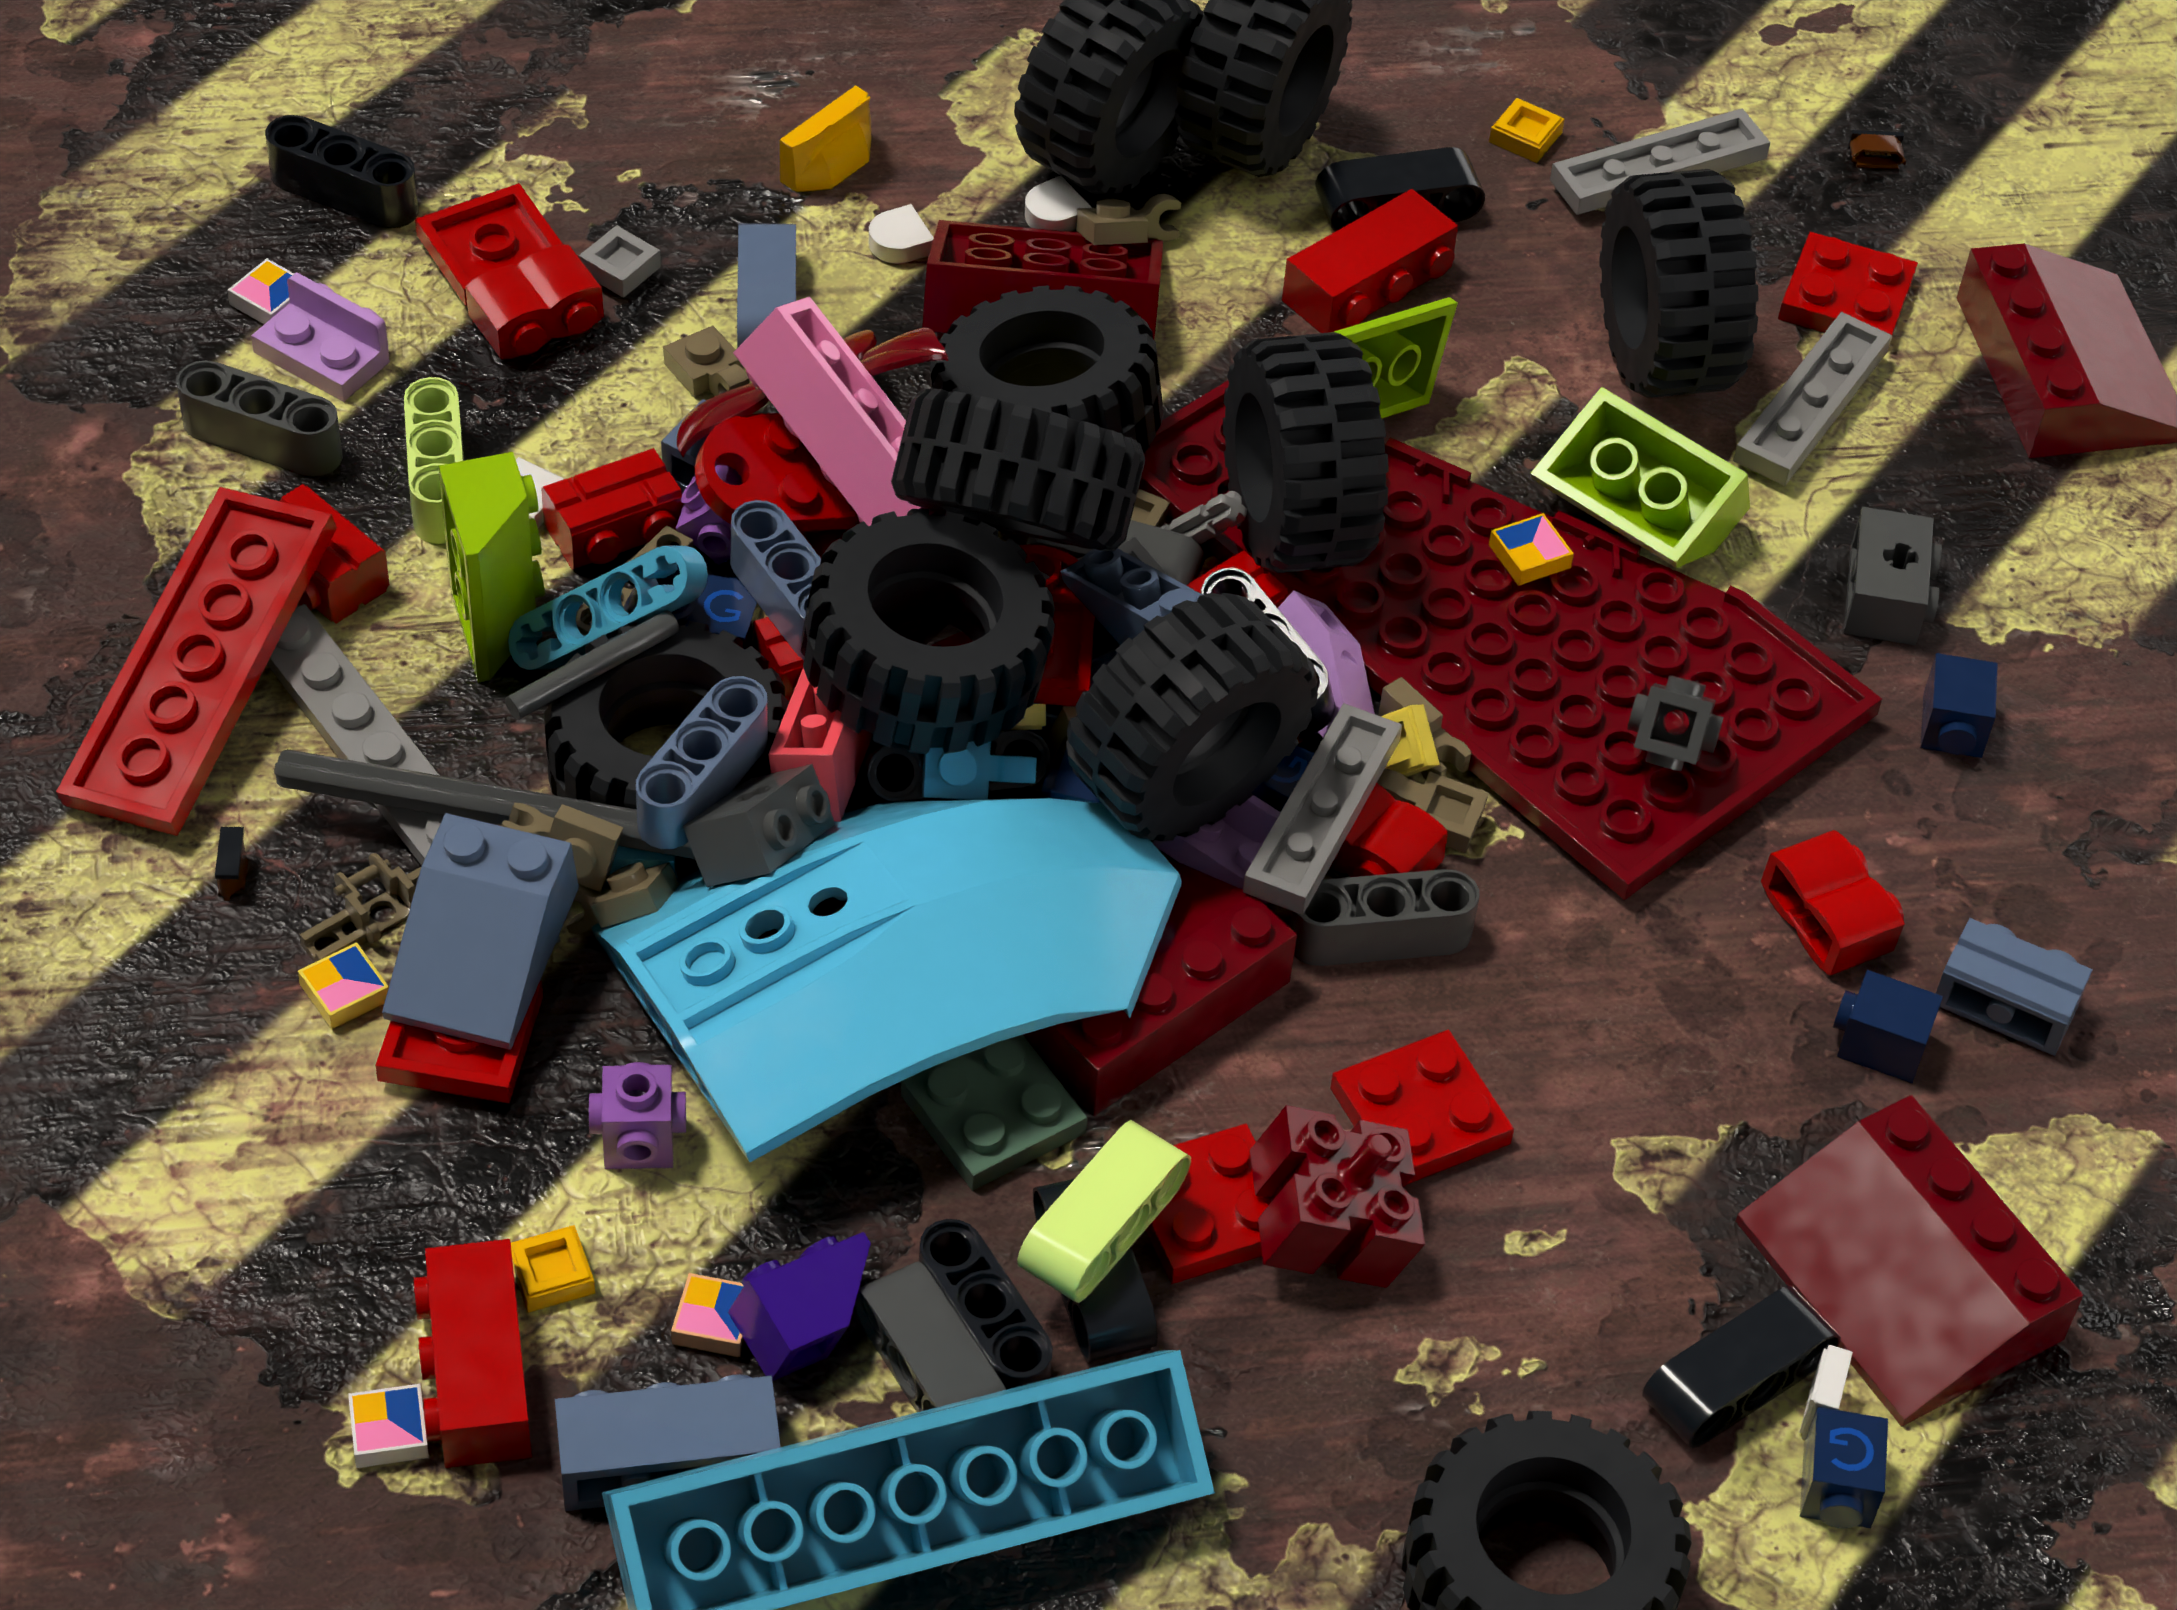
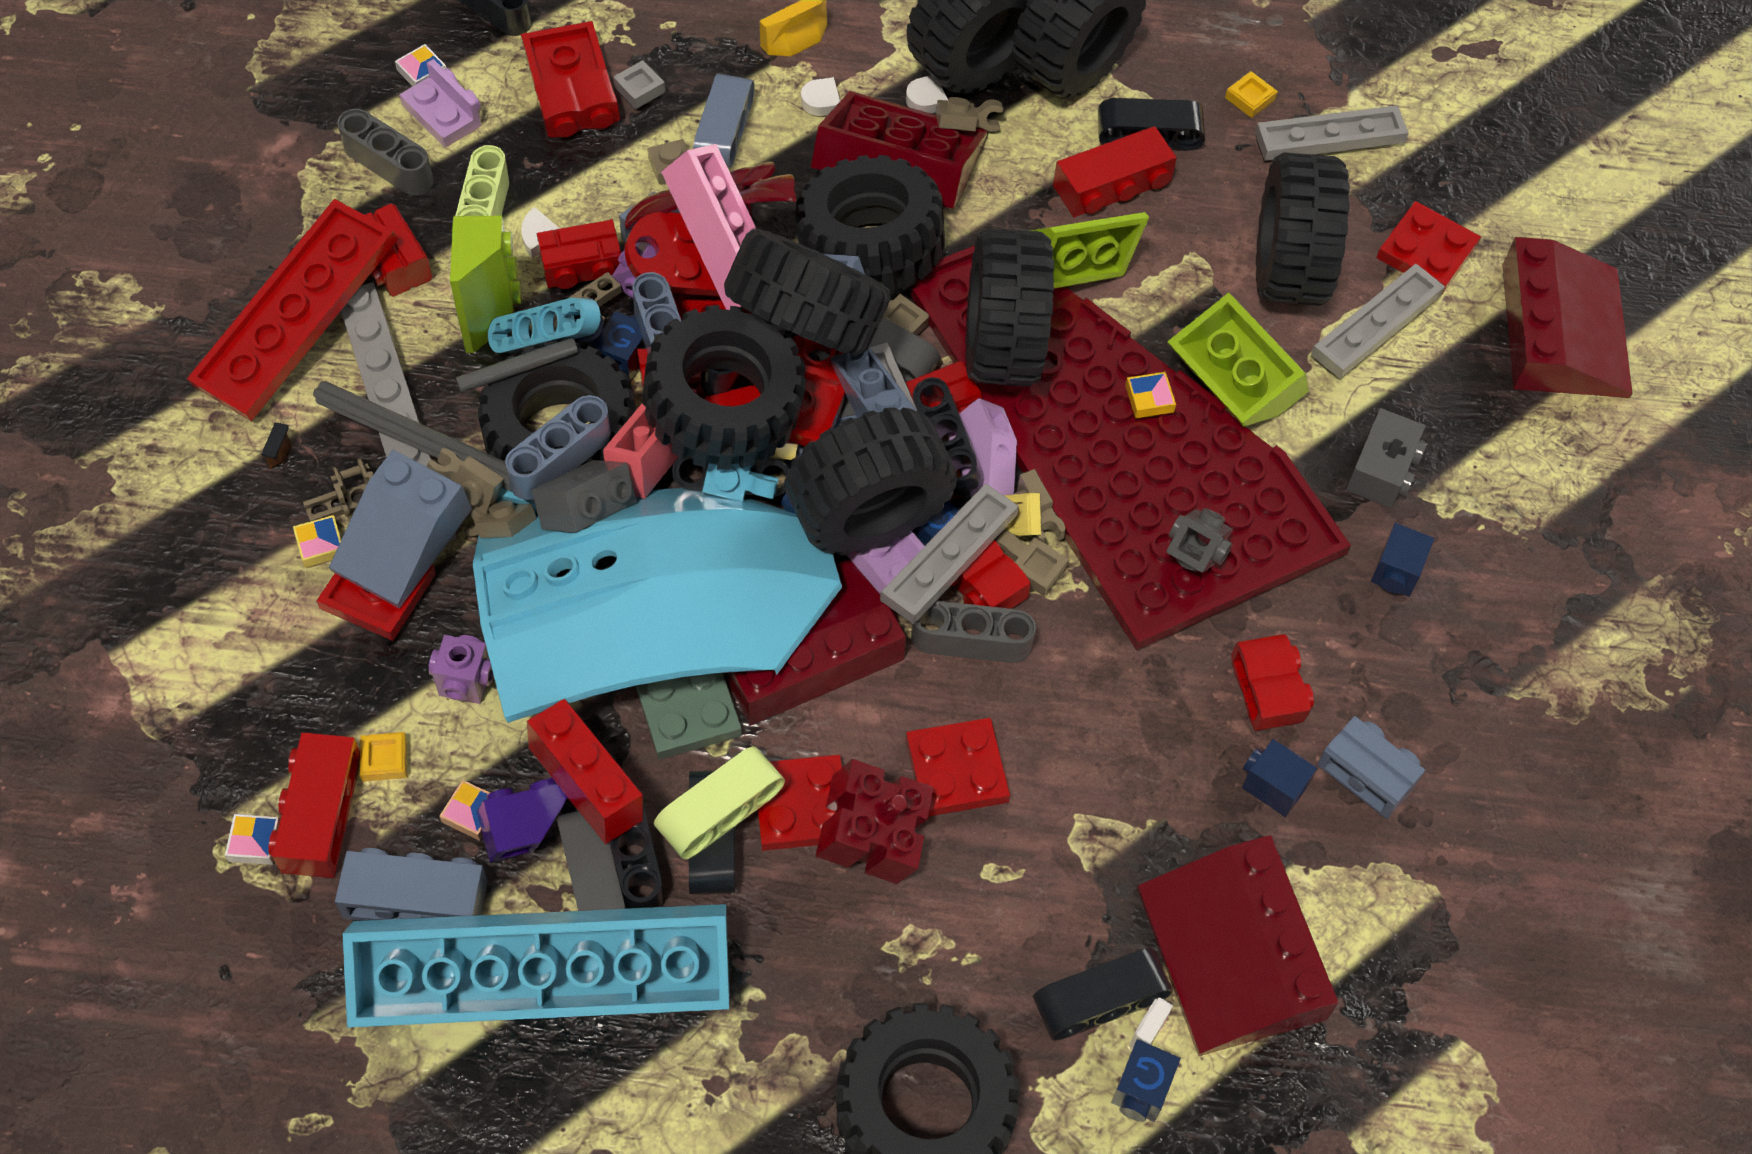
camera: 15 degrees right, 10 degrees up
(891, 1204) = (585, 771): none -> red brick
(1210, 519) = (945, 335): light grey axle -> none
(1877, 149) = (1482, 149): reddish brown piece -> none

